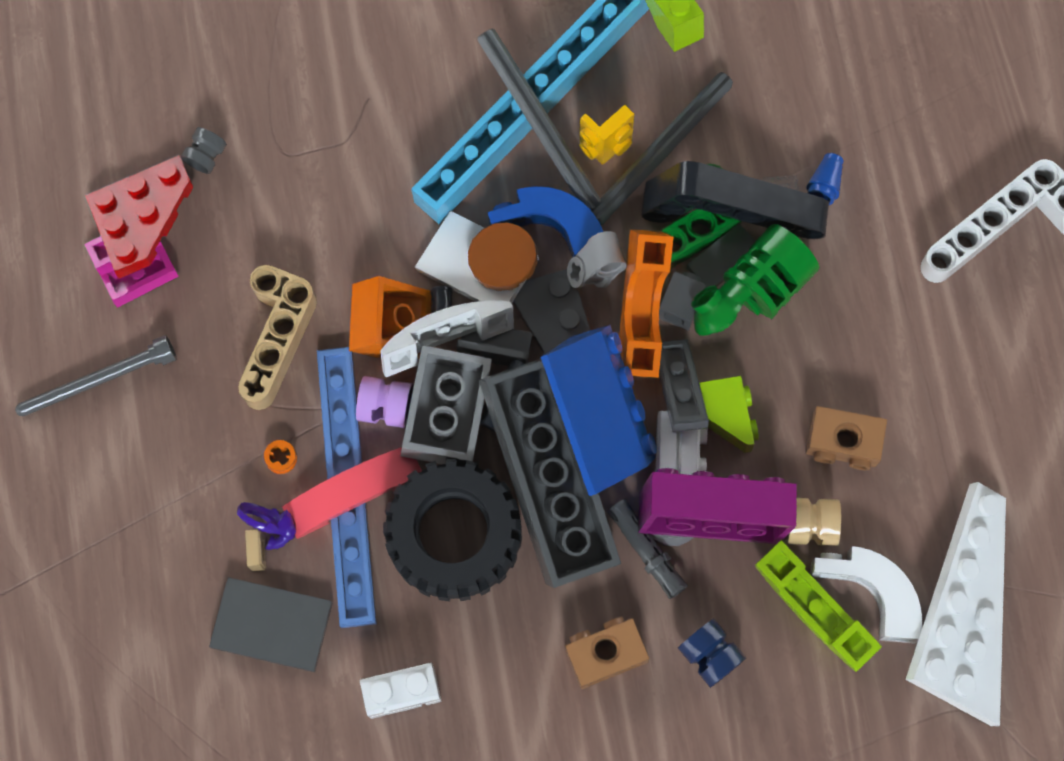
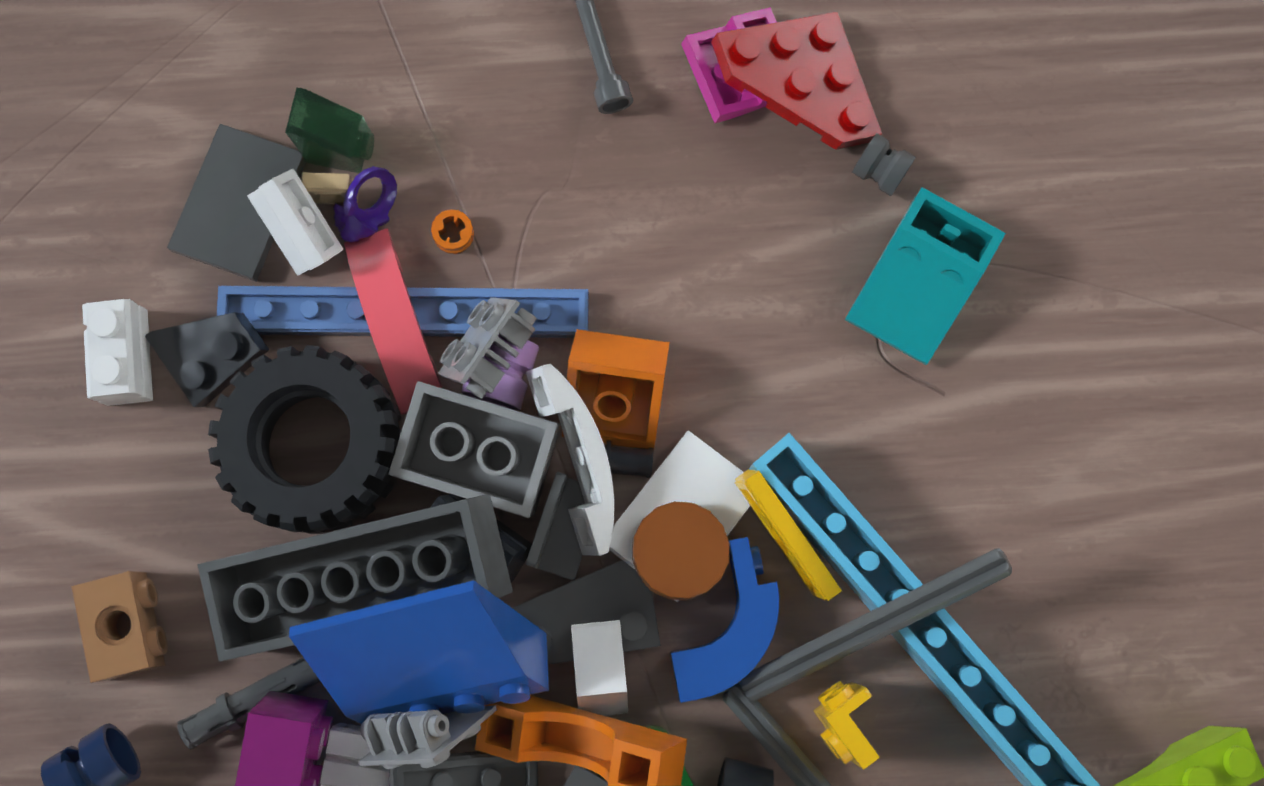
camera: 95 degrees right, 5 degrees up
(213, 551) = (329, 132): none -> clear green slope
(272, 342) = (610, 231): tan beam -> none
(285, 114) = (925, 276): none -> teal slope
(287, 568) = (295, 222): none -> white panel
(367, 411) = (465, 357): none -> light grey hinge
(393, 623) = (207, 353): none -> black wing
(482, 188) = (787, 535): none -> yellow tile
(591, 302) = (600, 667): none -> white slope
(597, 261) = (655, 685): light grey piece -> none
(653, 402) = (417, 736): none -> light grey hinge

